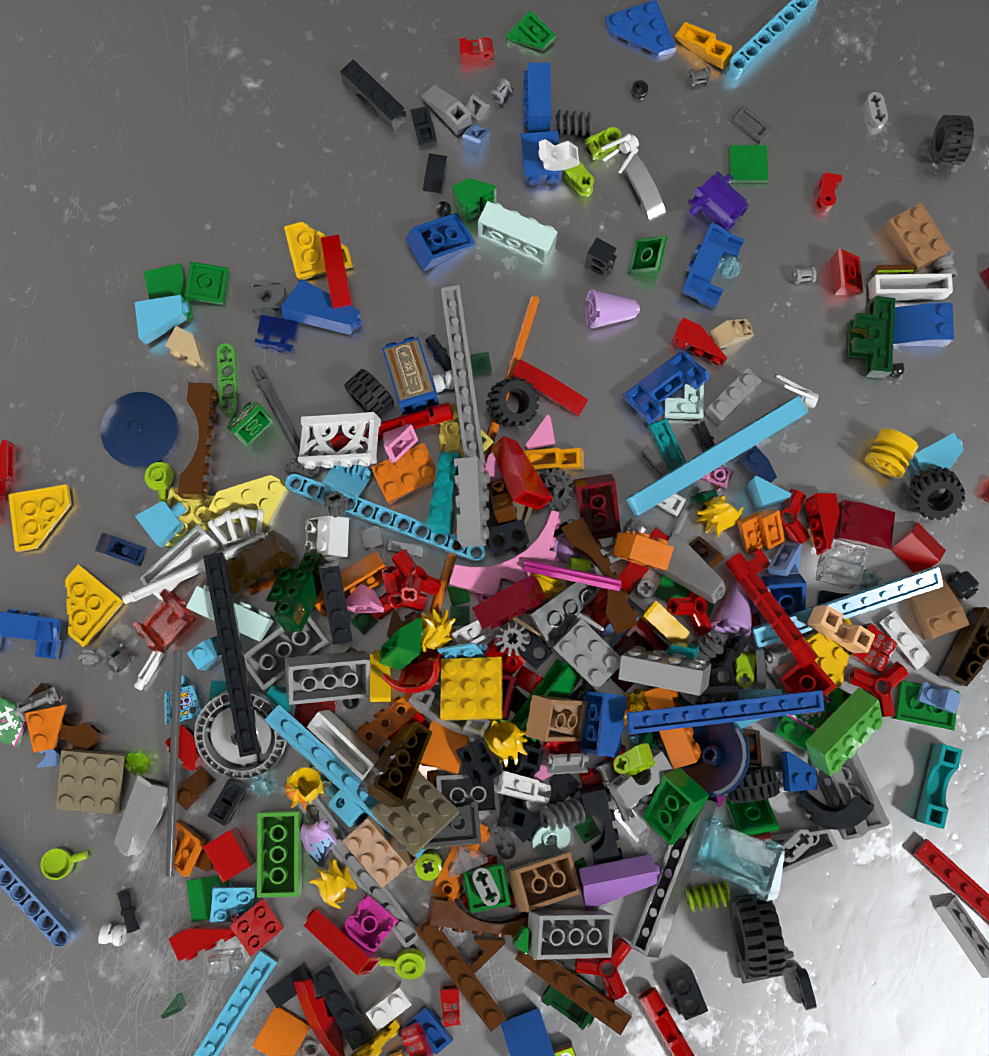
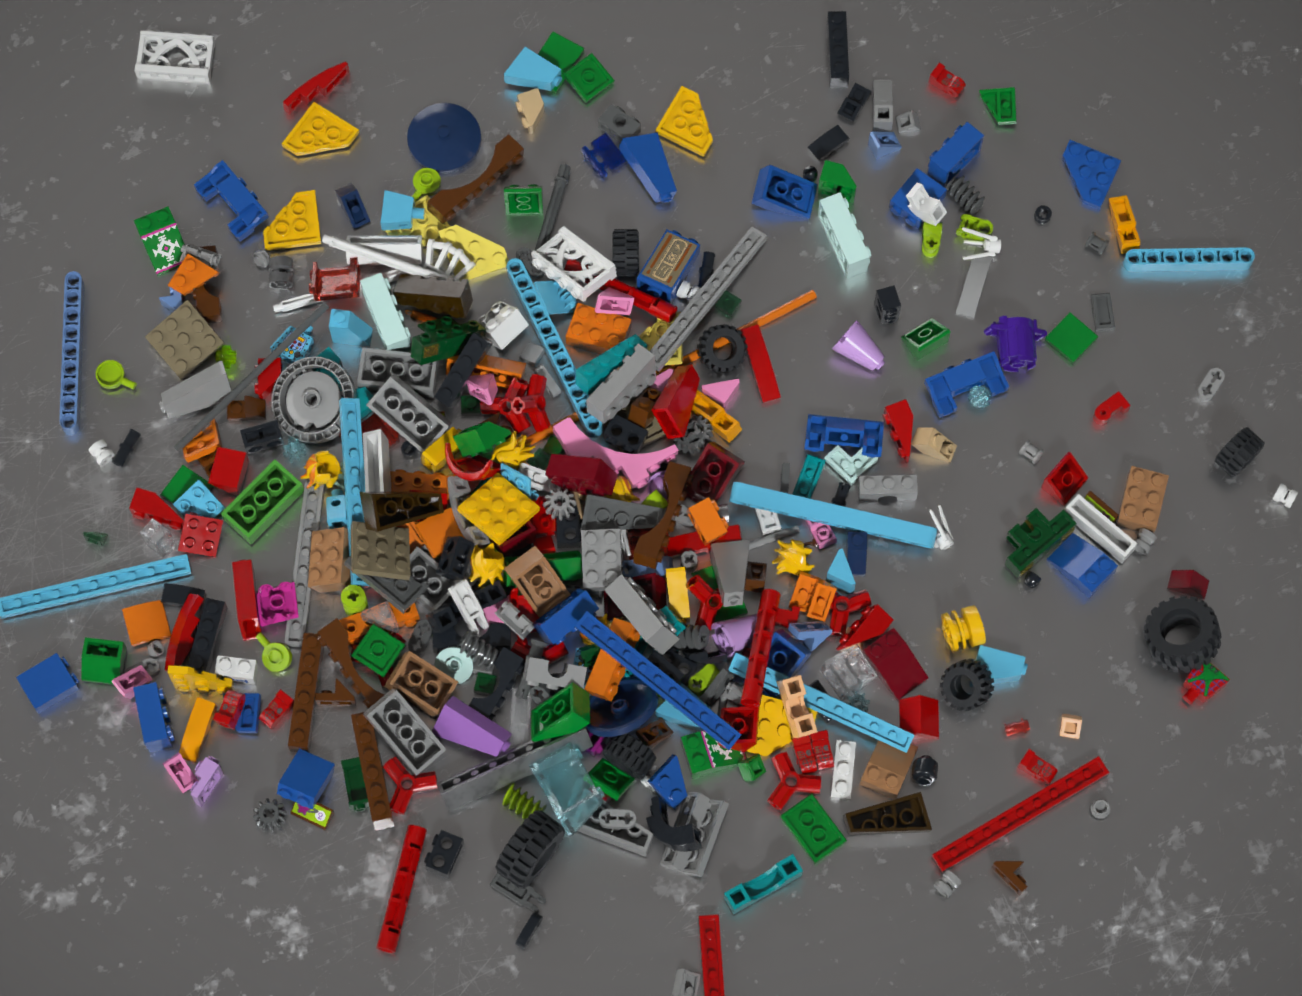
camera: 45 degrees right, 10 degrees down
(224, 380) = (539, 158): bright green beam -> none
(232, 654) = (360, 337): black plate -> none
(318, 840) = (295, 518): lavender arm -> none
(333, 883) = (279, 555): yellow hair -> none
(336, 271) = (686, 148): red slope -> none
(336, 504) = (528, 304): dark grey gear -> none
(481, 888) = (383, 647): light grey beam -> none
(499, 96) = (935, 127): light grey bush -> none
(521, 939) = (367, 701): green slope -> none
(572, 575) = (642, 495): dark pink axle -> none
(634, 760) = (561, 653): lime piece -> none
(703, 496) = (795, 535): dark green tile -> none
(844, 732) = (730, 779): bright green brick -> none
(938, 697) = (826, 828): medium blue slope -> none

